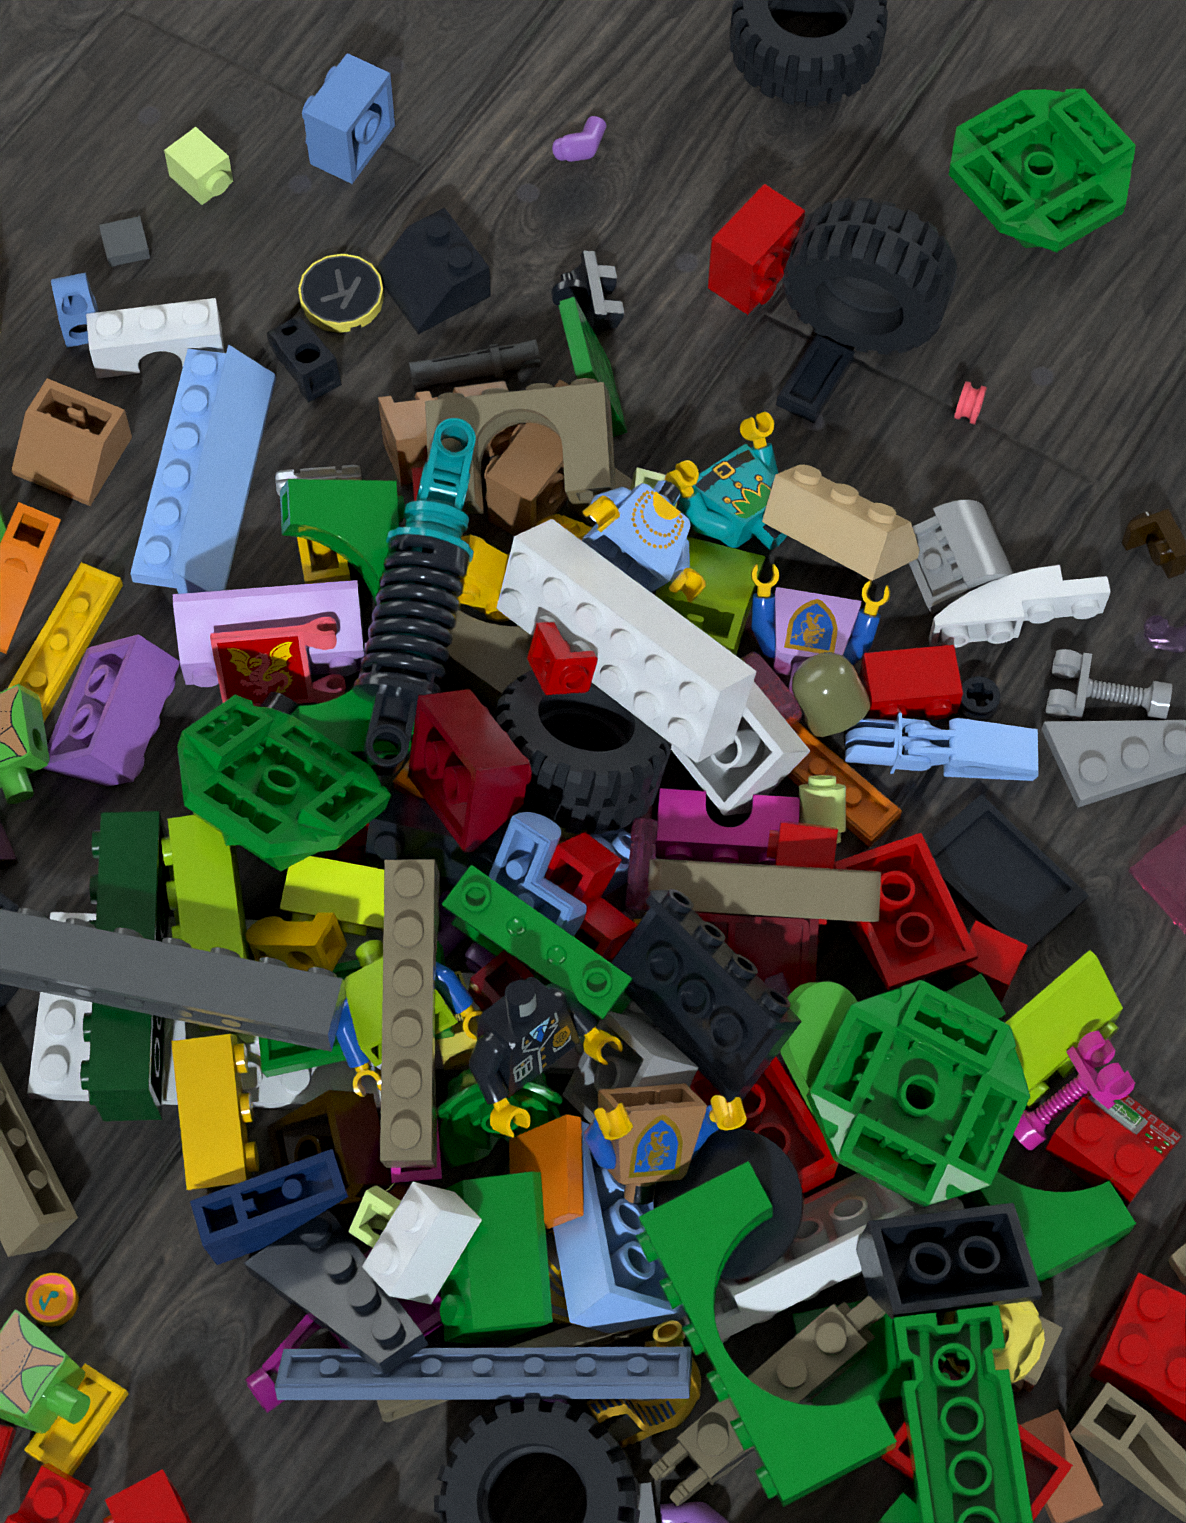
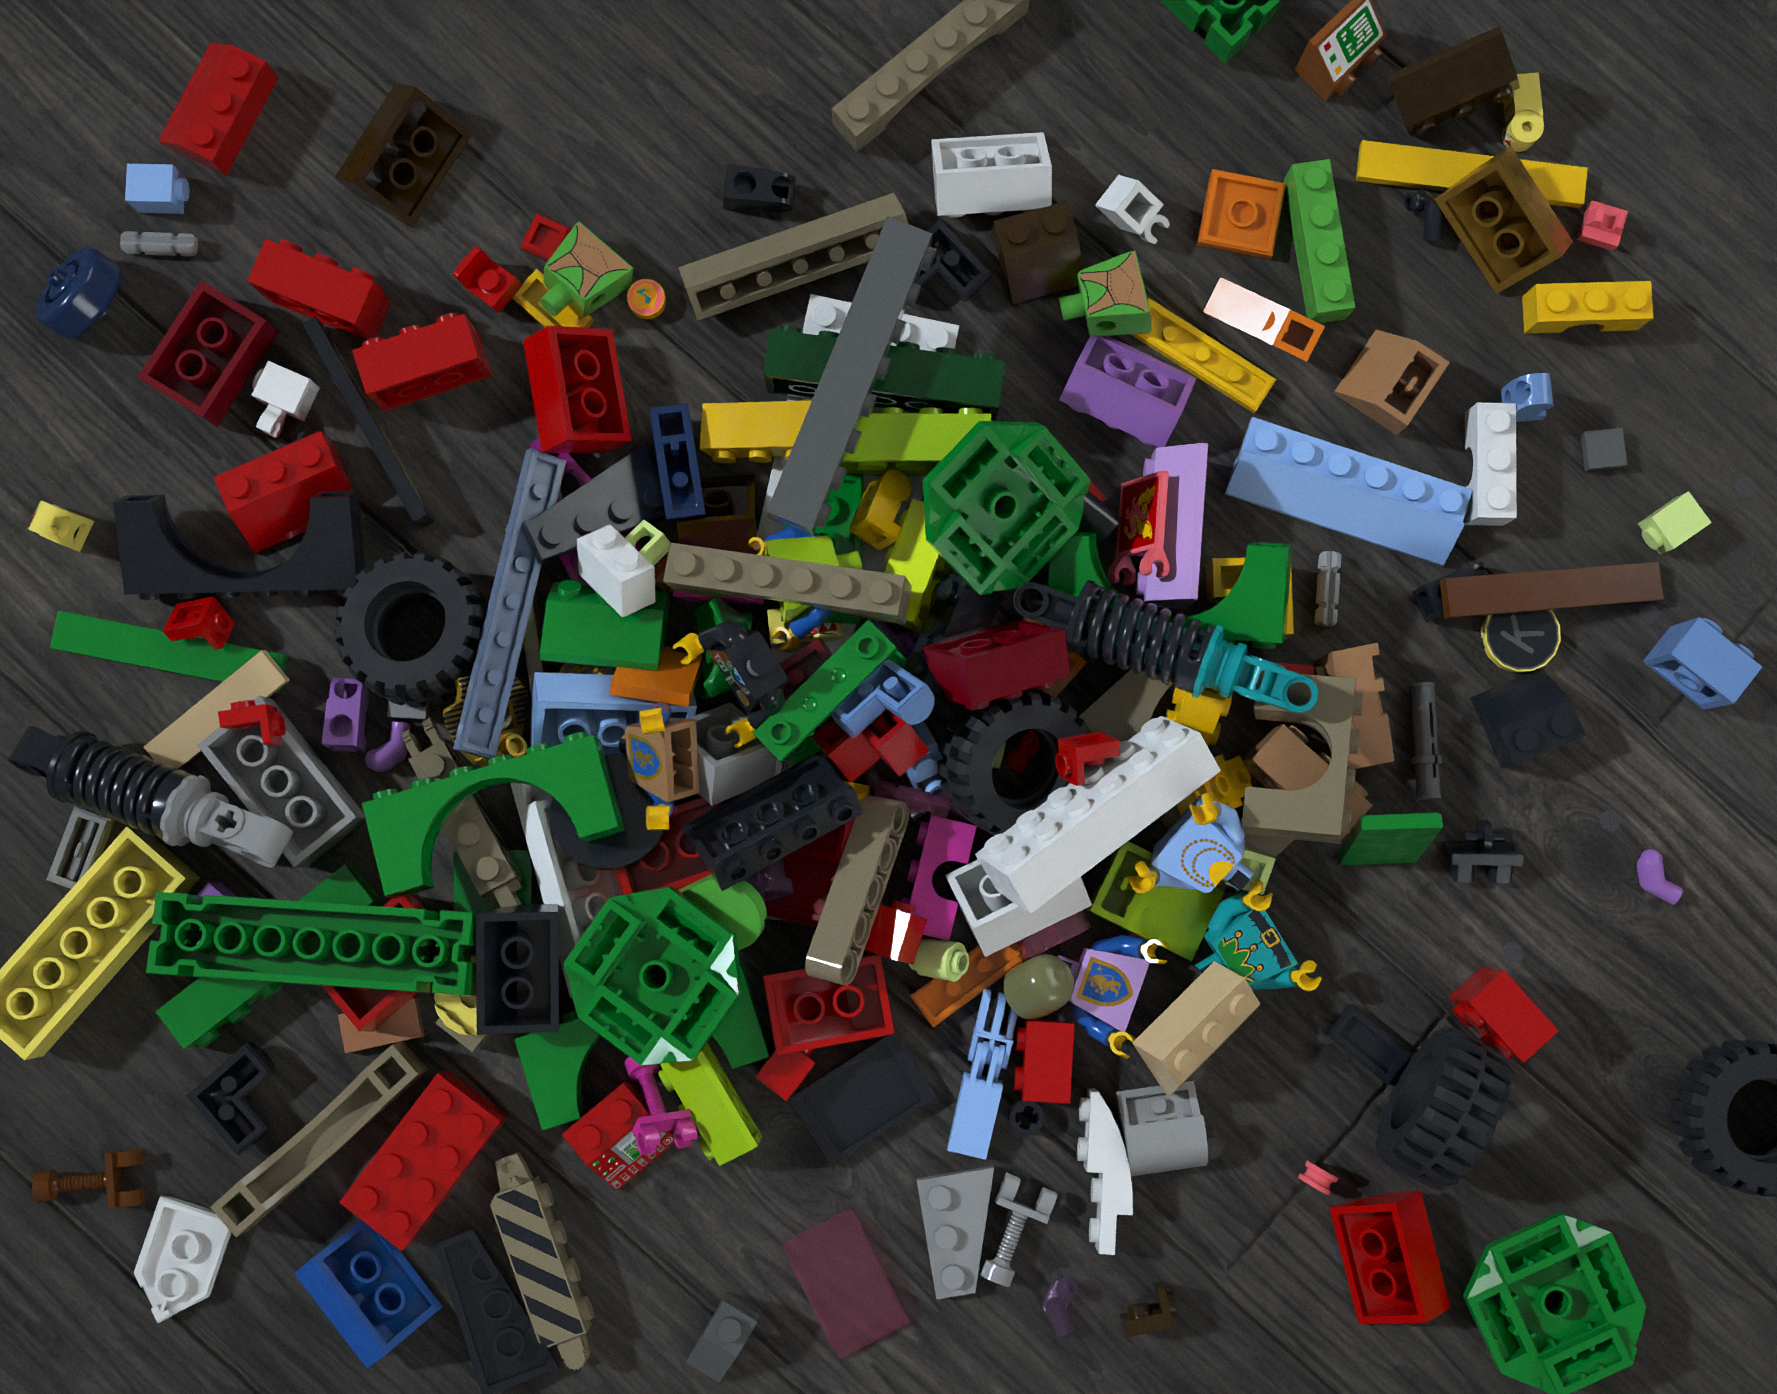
camera: 100 degrees right, 20 degrees up
(187, 1350) = (577, 390): none -> red brick
(290, 265) = (1551, 590): none -> reddish brown tile
(1037, 326) = (1390, 1258): none -> red slope

